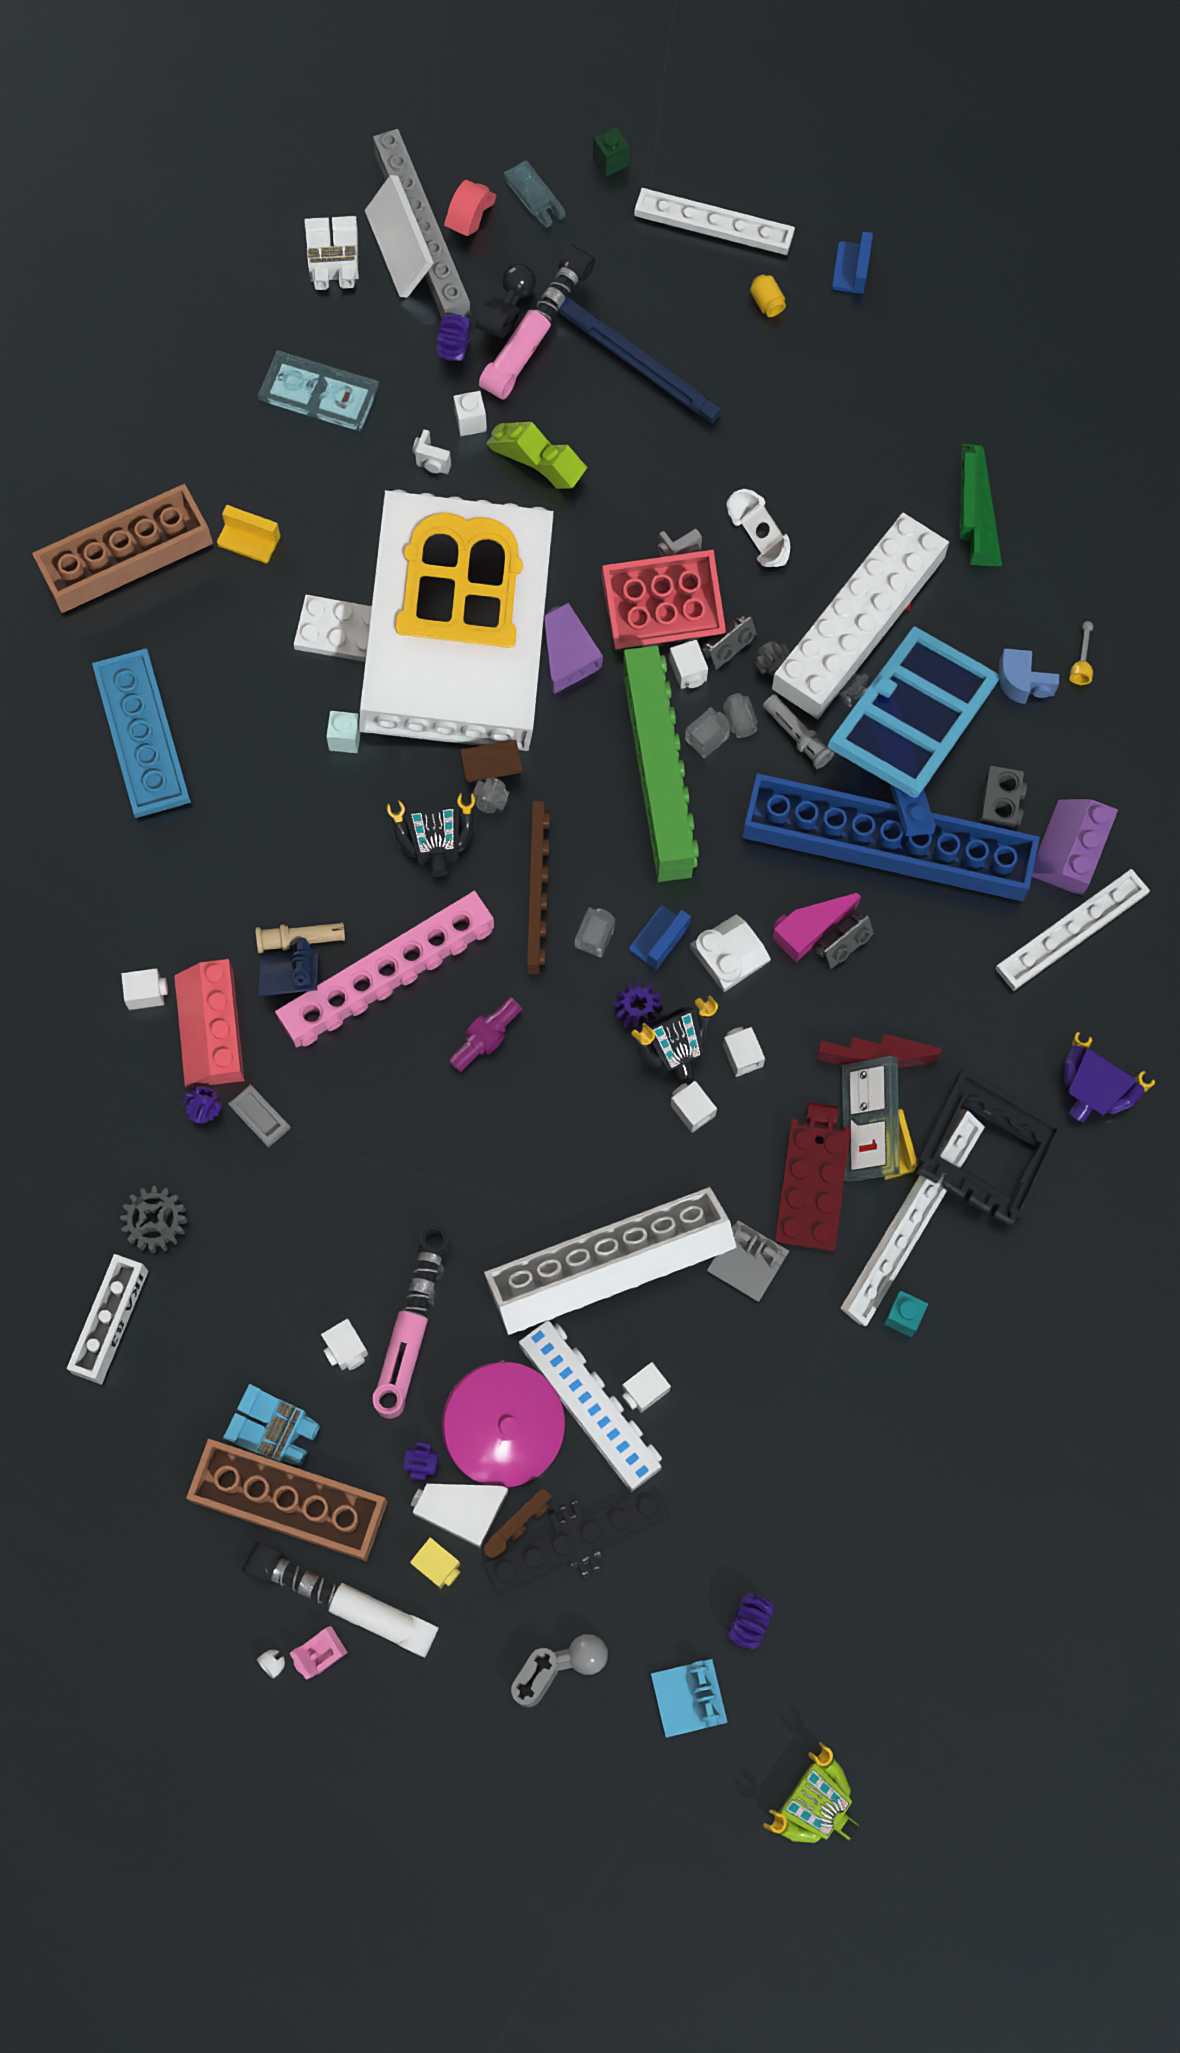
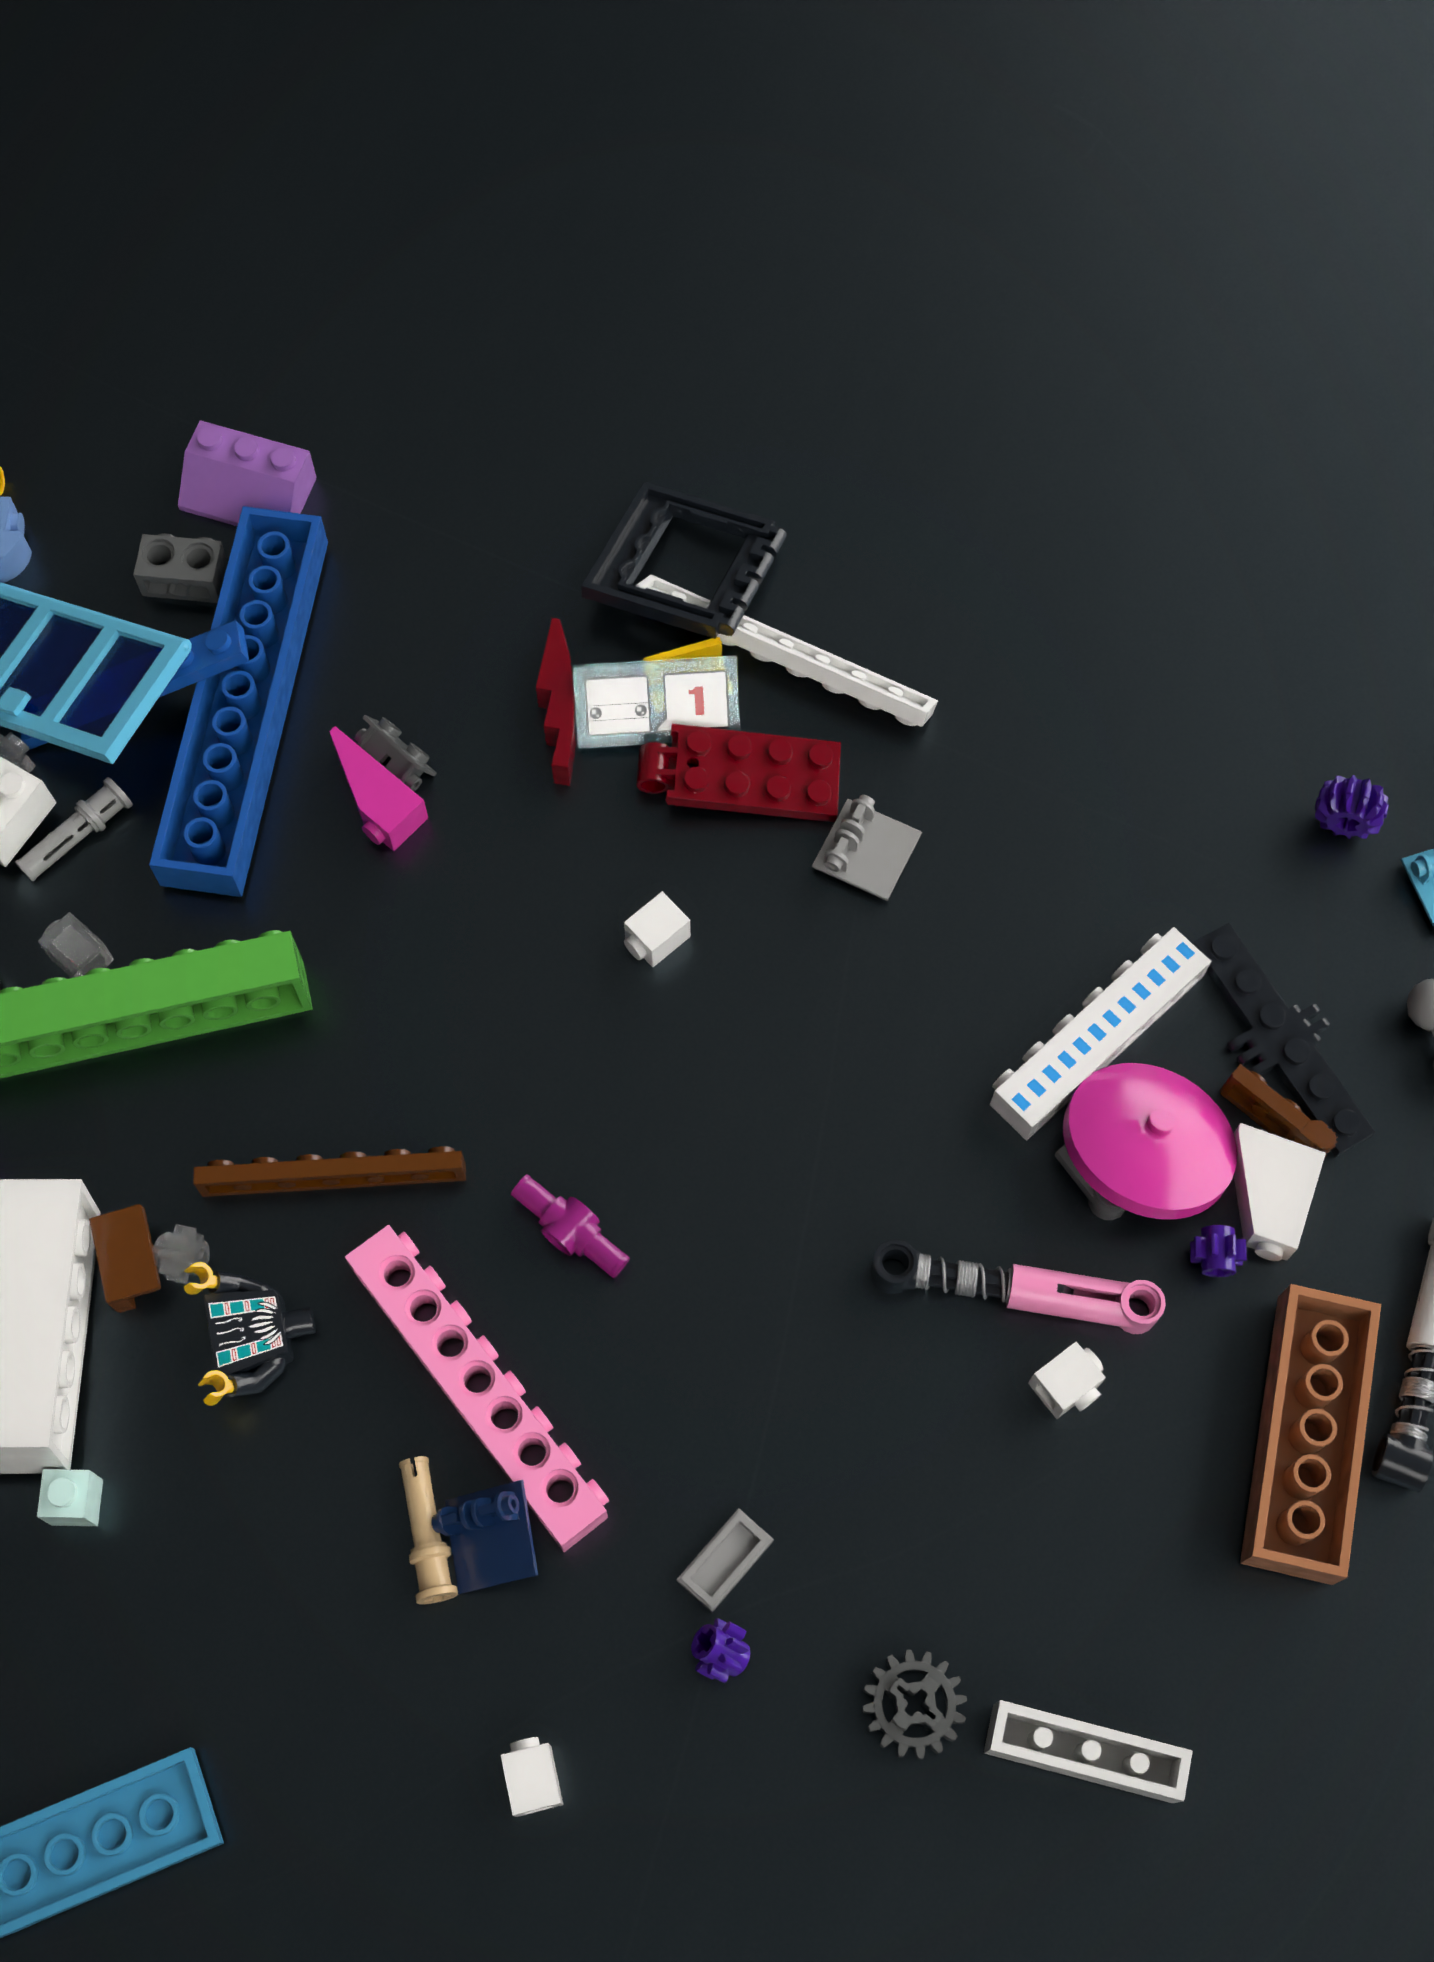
camera: 95 degrees left, 5 degrees down
(209, 1024) = (584, 1660): coral slope -> none
(281, 1431) = (1219, 1463): medium azure hips -> none
(436, 1564) = (1354, 1216): light yellow brick -> none
(595, 931) = (399, 1082): clear brick -> none
(610, 1260) = (901, 1016): white brick -> none
(642, 998) = (516, 1029): dark purple gear -> none
(645, 1388) = (1065, 962): white brick -> none
(660, 936) = (400, 994): blue panel -> none
(675, 1038) = (559, 953): torso -> none
(730, 952) = (419, 901): white slope -> none
(740, 715) = (45, 905): clear brick -> none
(743, 1050) = (569, 870): white brick -> none
(906, 1314) = (917, 650): teal brick -> none
(1072, 930) = (369, 482): white plate -> none
(1099, 1082) = (580, 443): dark purple torso -> none

